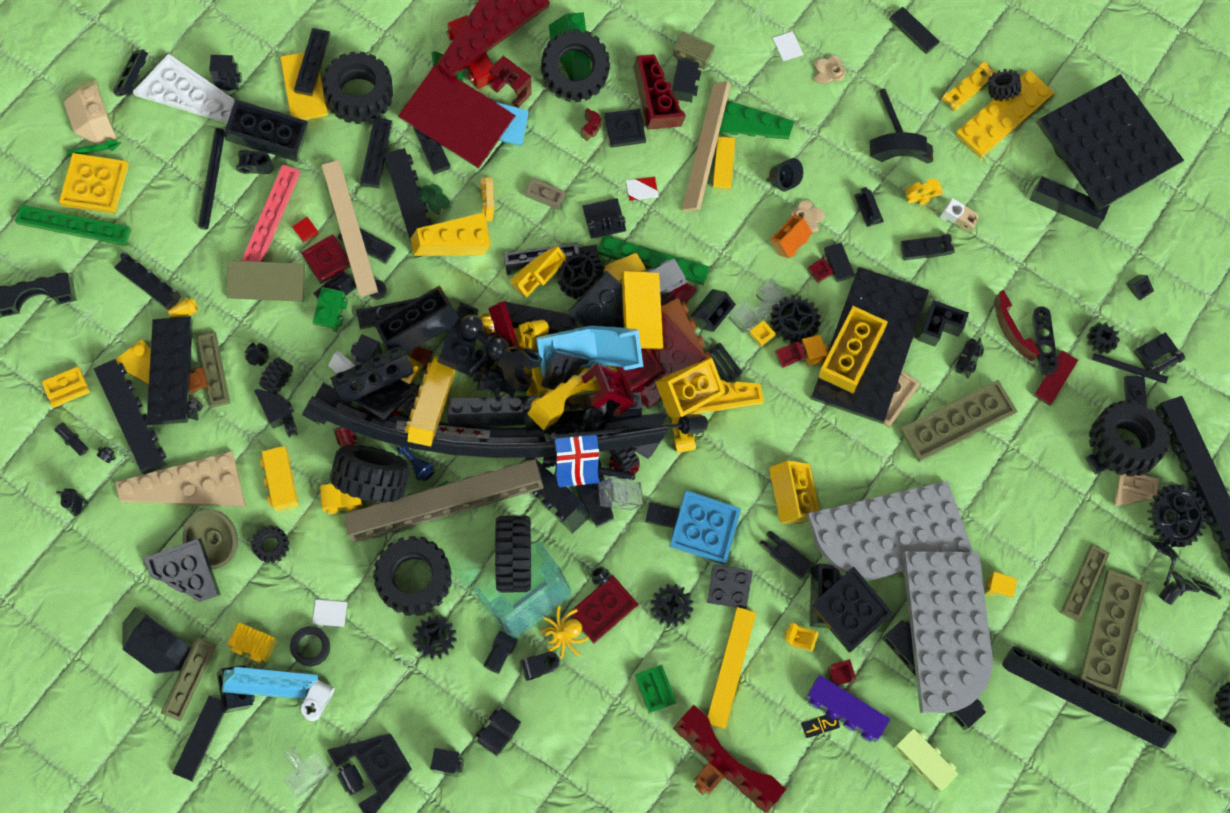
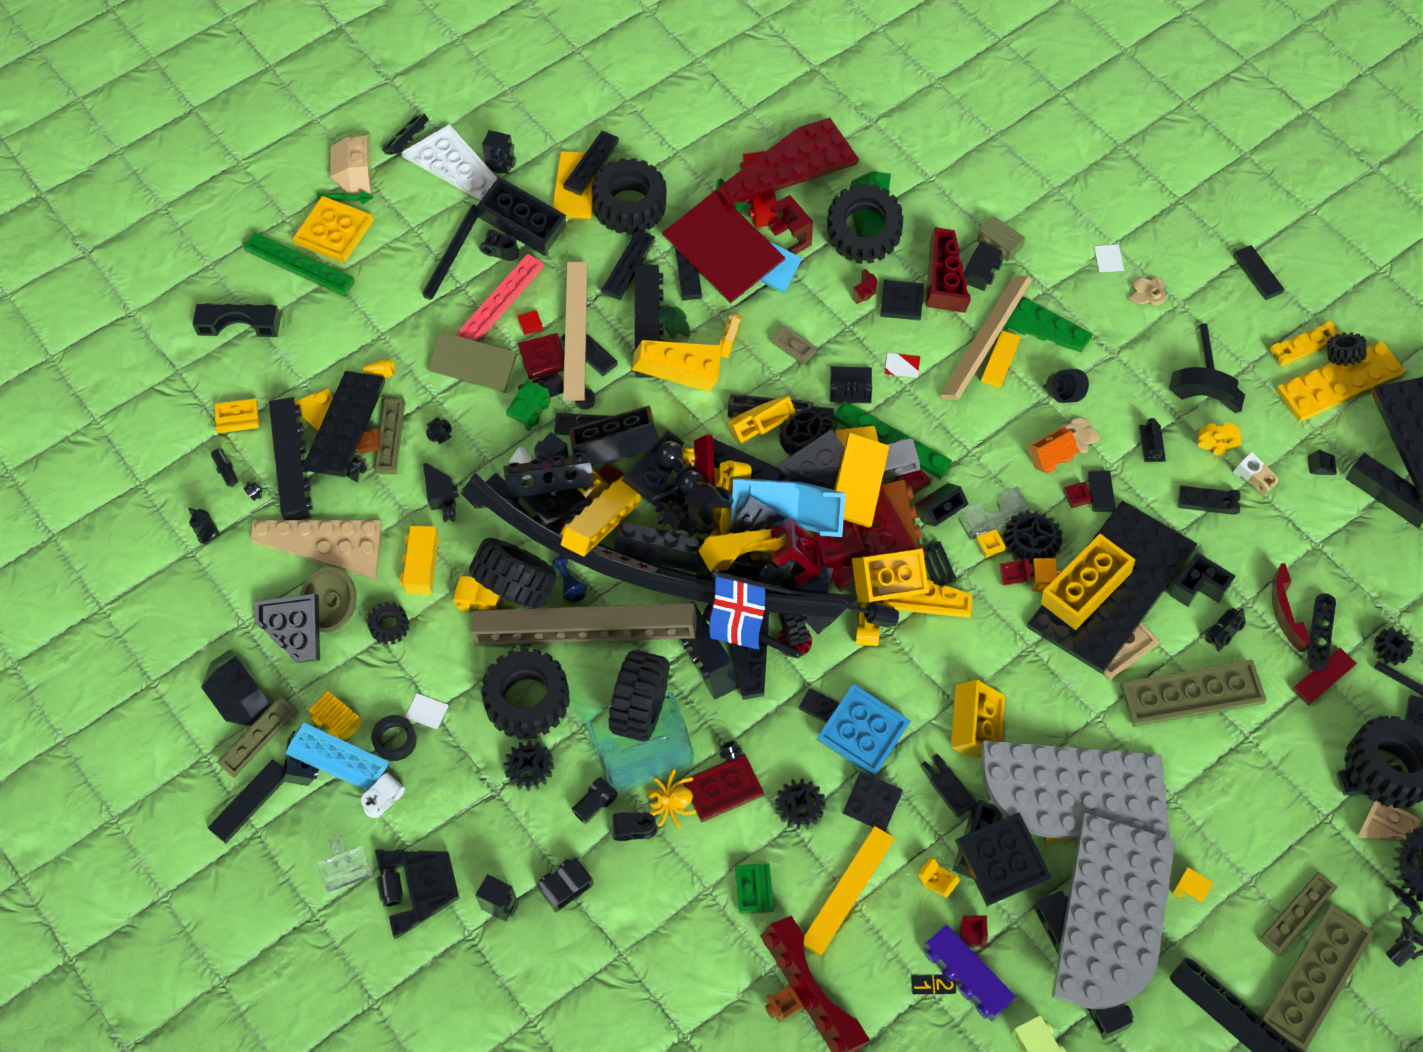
camera: 25 degrees right, 10 degrees down
(147, 281) = (353, 334): black hinge -> none
(276, 375) = (450, 455): black tyre -> none
(345, 437) = (503, 531): dark red piece -> none
(620, 493) = (778, 667): clear brick -> none
(1008, 191) = (1322, 463): none -> black slope

